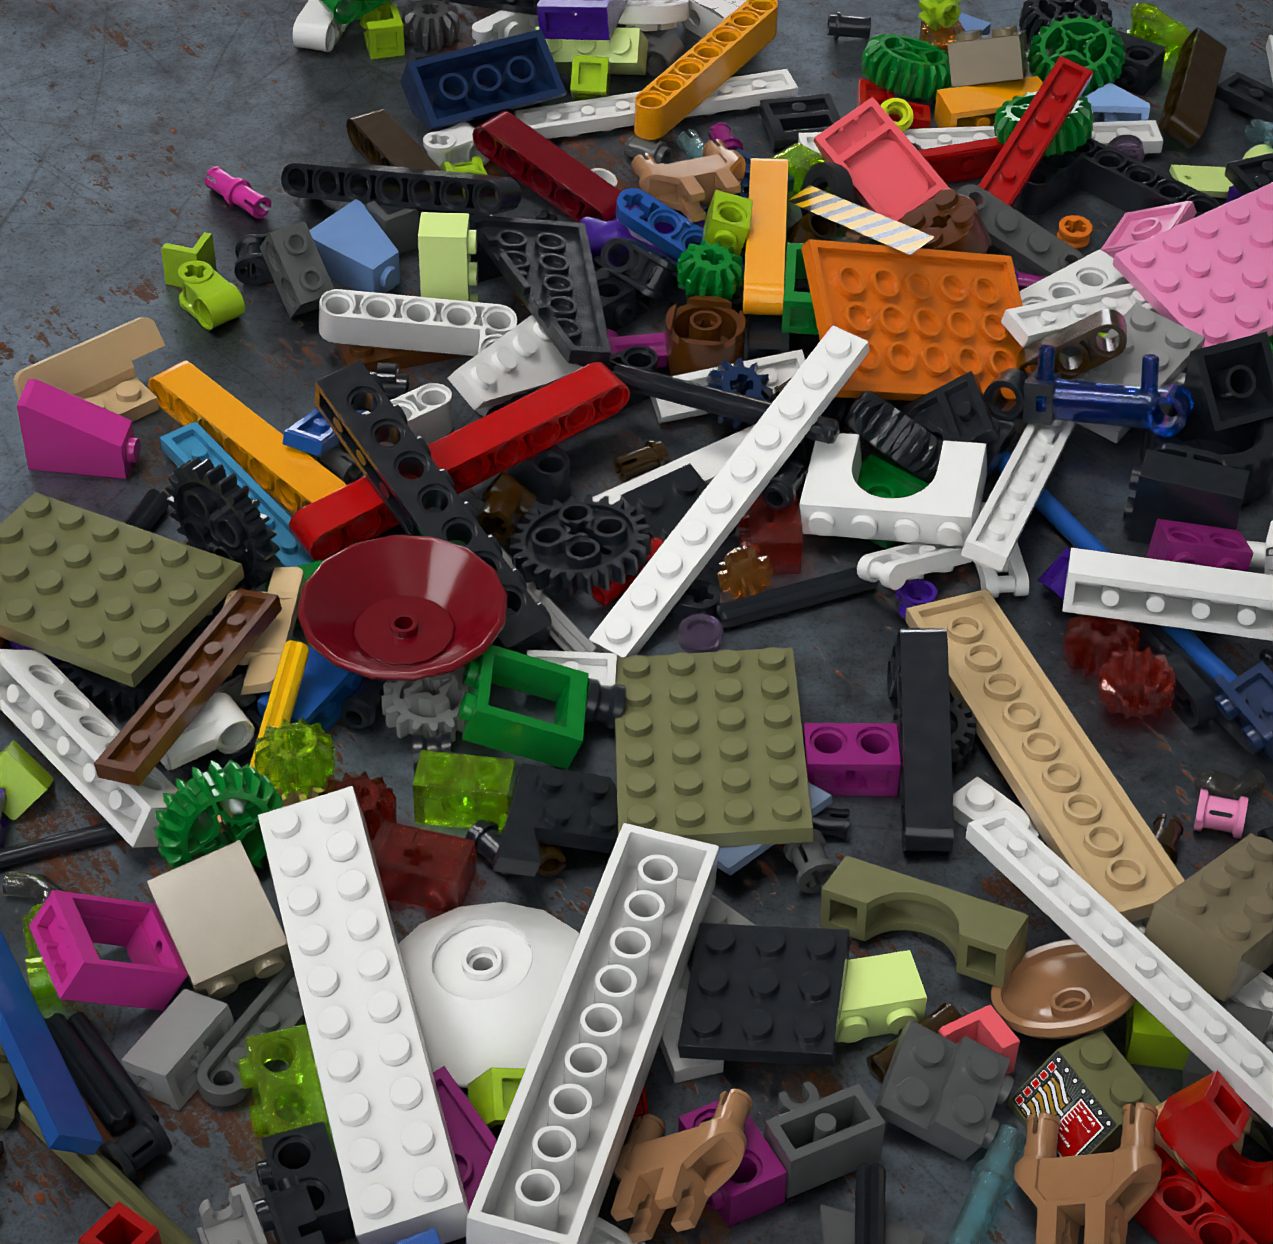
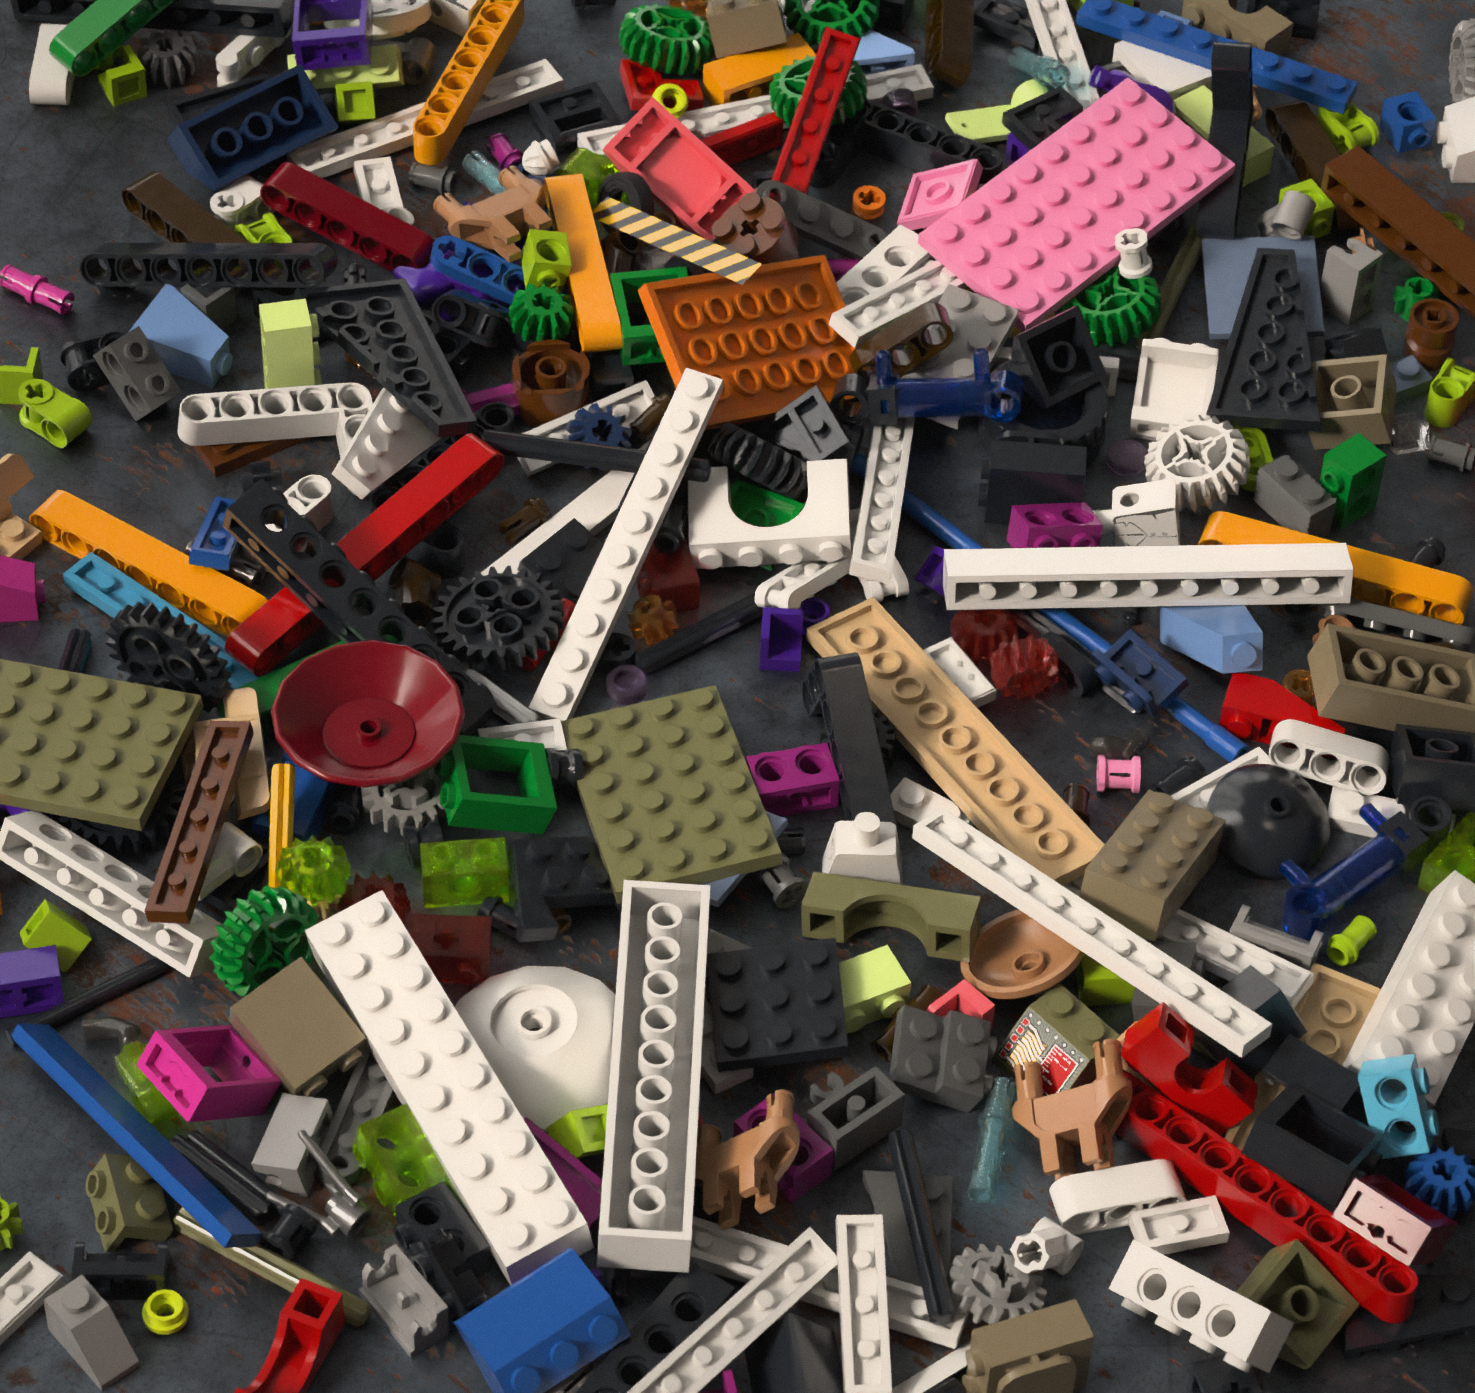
camera: 15 degrees left, 5 degrees up
(208, 1130) = (345, 1207): none -> flat silver plant
(593, 147) = (377, 182): none -> white plate
(753, 144) = (540, 158): none -> white plate
(876, 614) = (781, 639): none -> dark purple panel
(912, 842) = (864, 850): none -> white torso
(1067, 679) = (962, 671): none -> white plate

